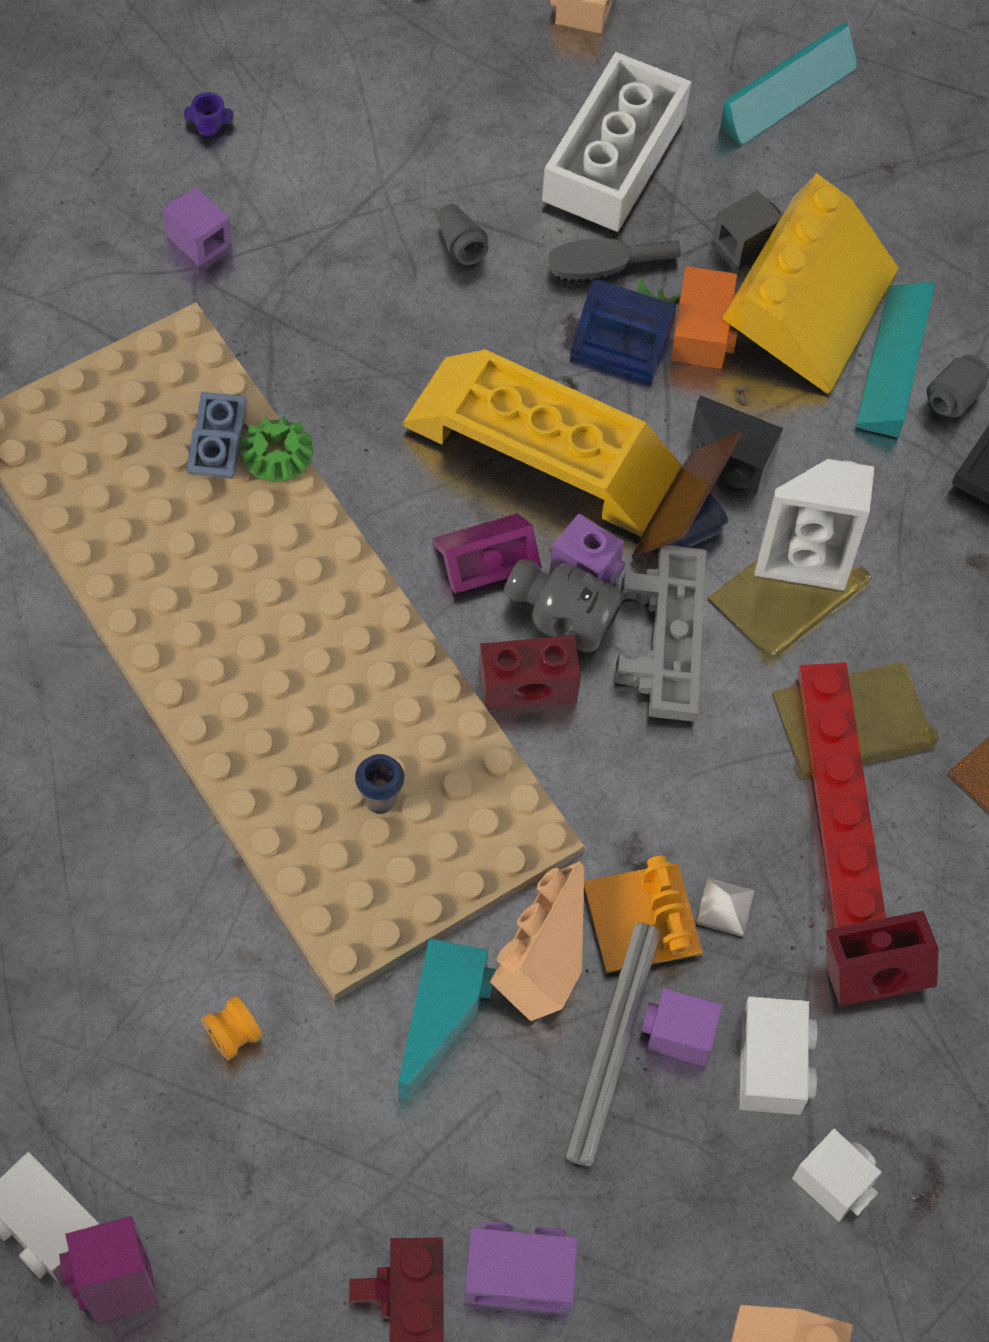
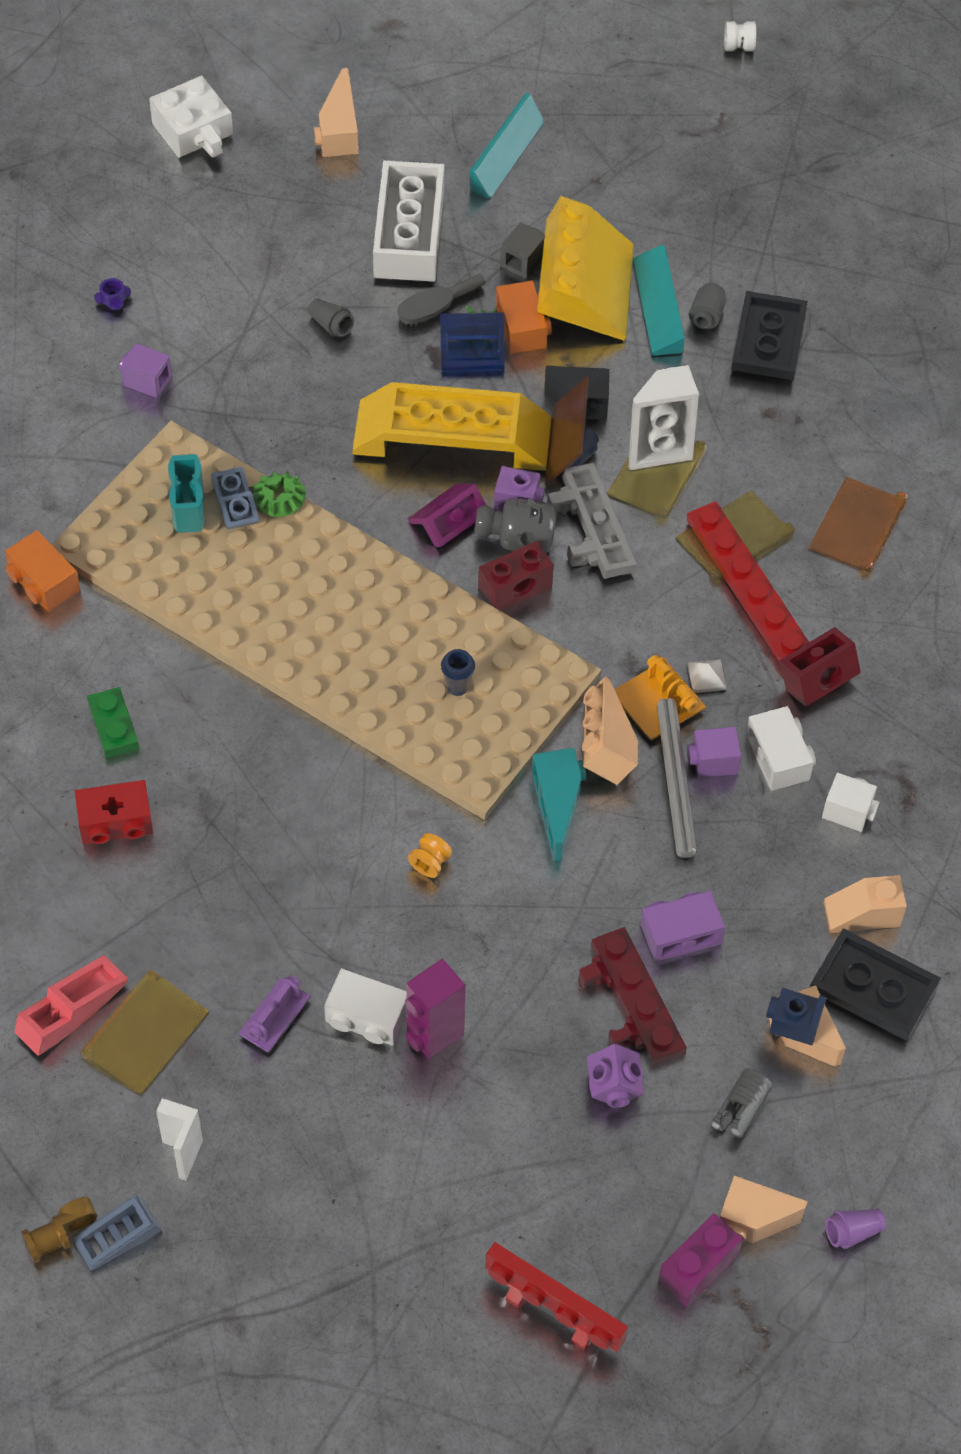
camera: 20 degrees left, 5 degrees down
(153, 408) = (186, 493): none -> teal brick

